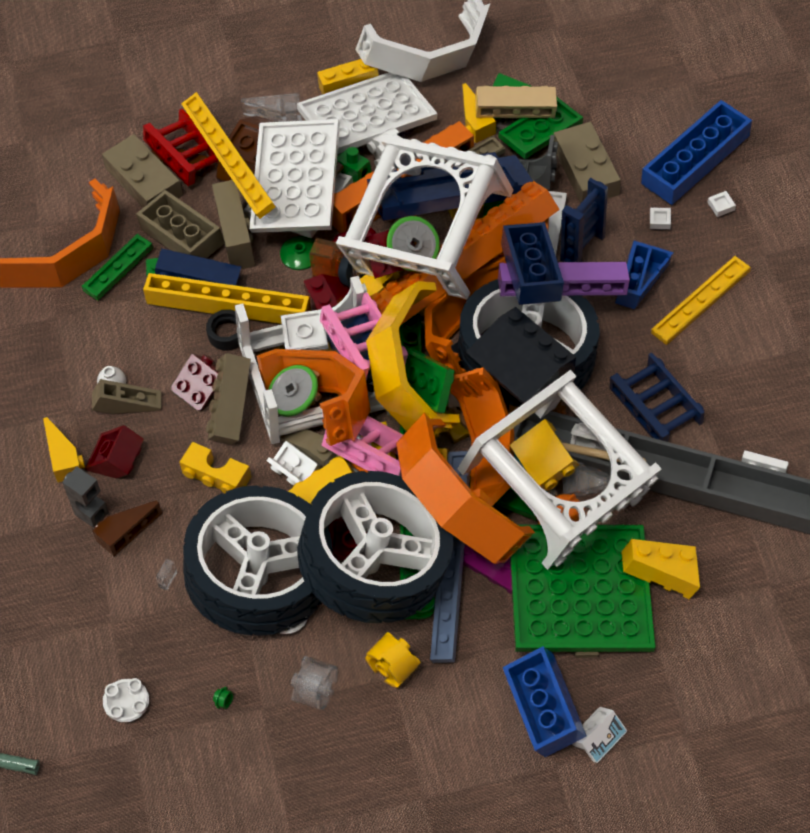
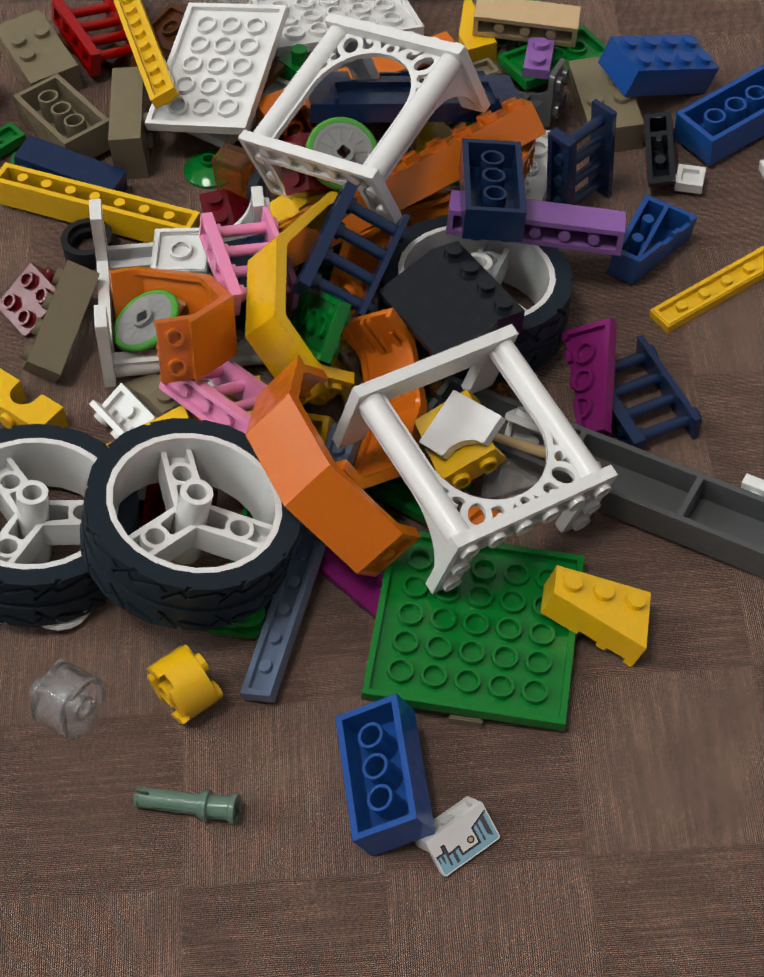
camera: 10 degrees right, 5 degrees down
(422, 330) = (323, 253): none -> dark blue fence
(425, 741) = (203, 805): none -> sand green pin
(530, 132) = (538, 58): none -> medium lavender plate
(546, 445) = (461, 424): none -> white tile
(621, 129) = (658, 65): none -> blue brick
(623, 384) = (592, 367): none -> magenta wing
(635, 199) = (660, 149): none -> black slope

